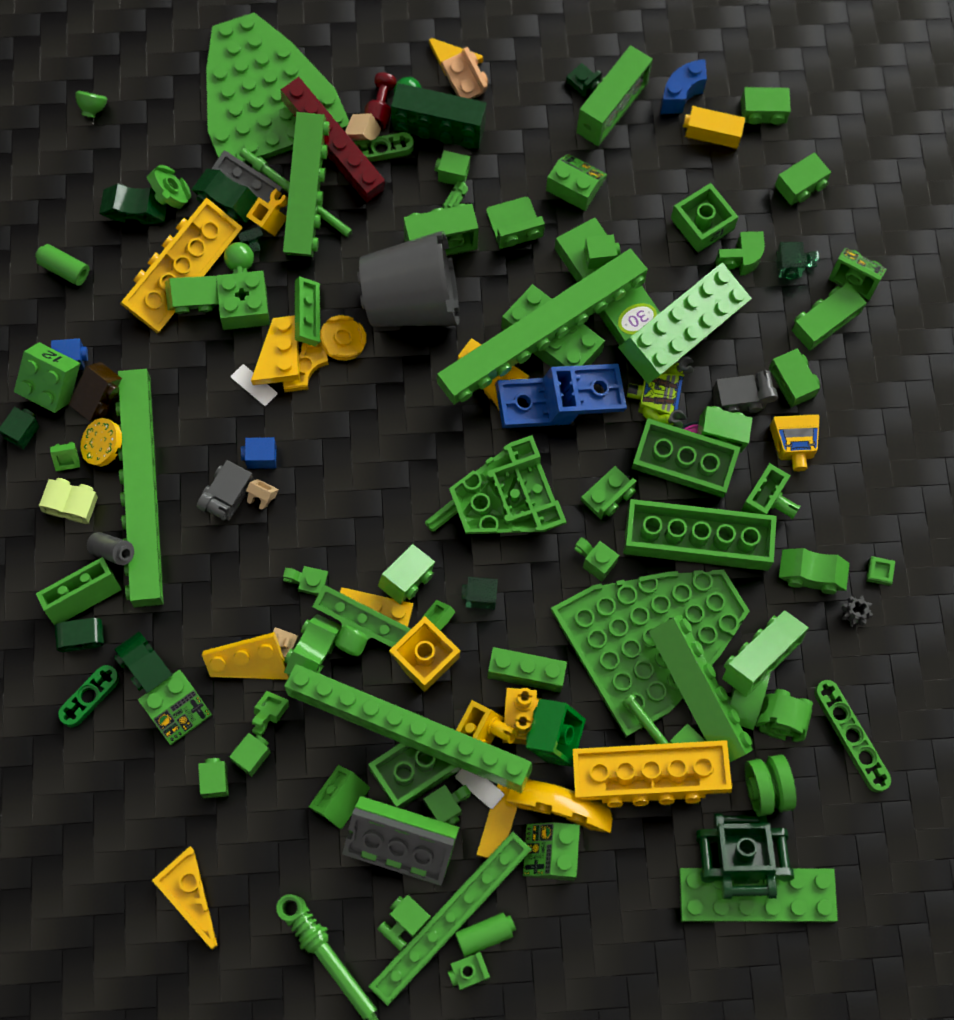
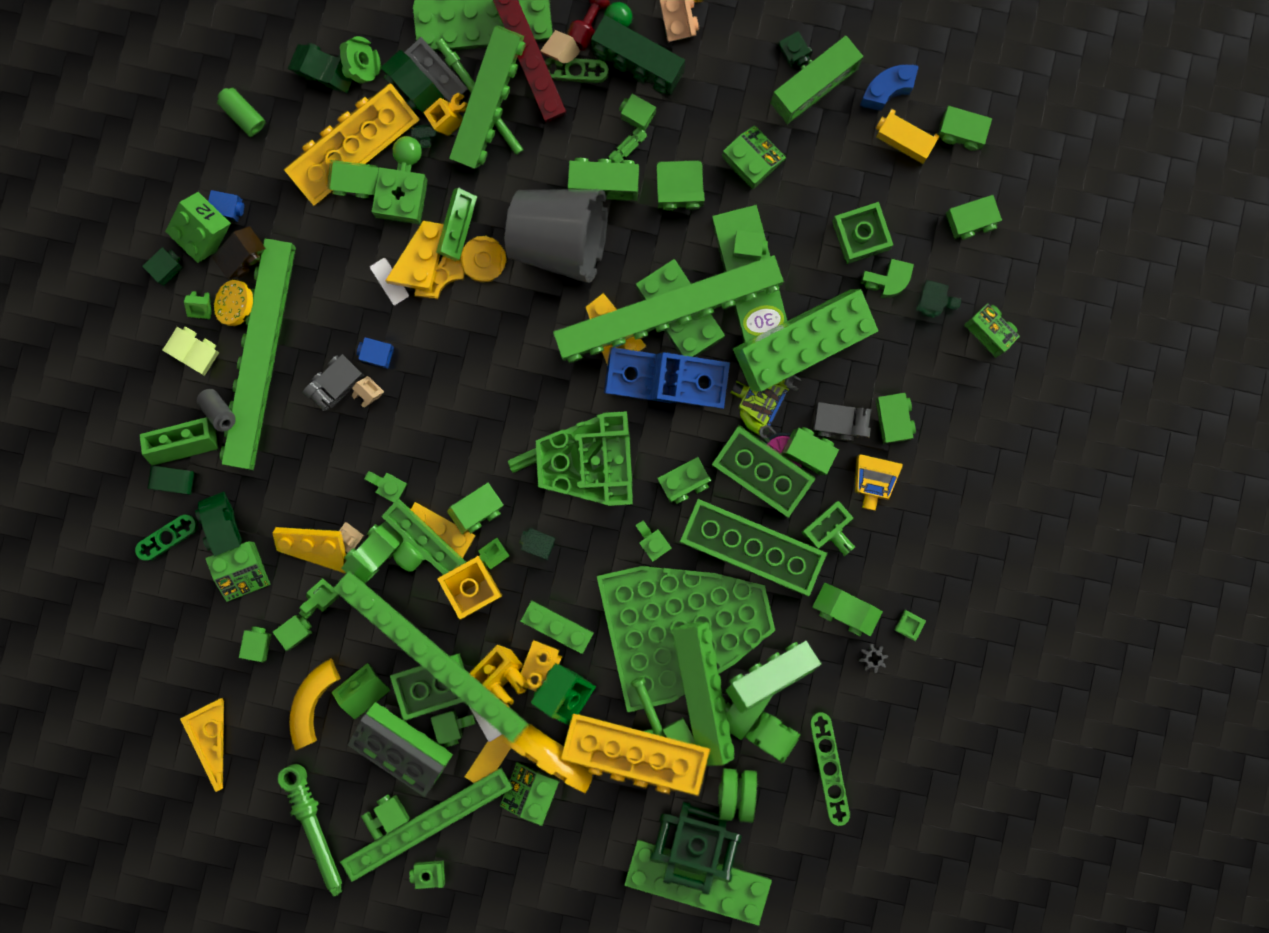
camera: 20 degrees right, 15 degrees up
(283, 822) = (305, 700): none -> yellow brick
(485, 934) = (451, 847): bright green brick -> none
(828, 316) = (948, 365): bright green brick -> none

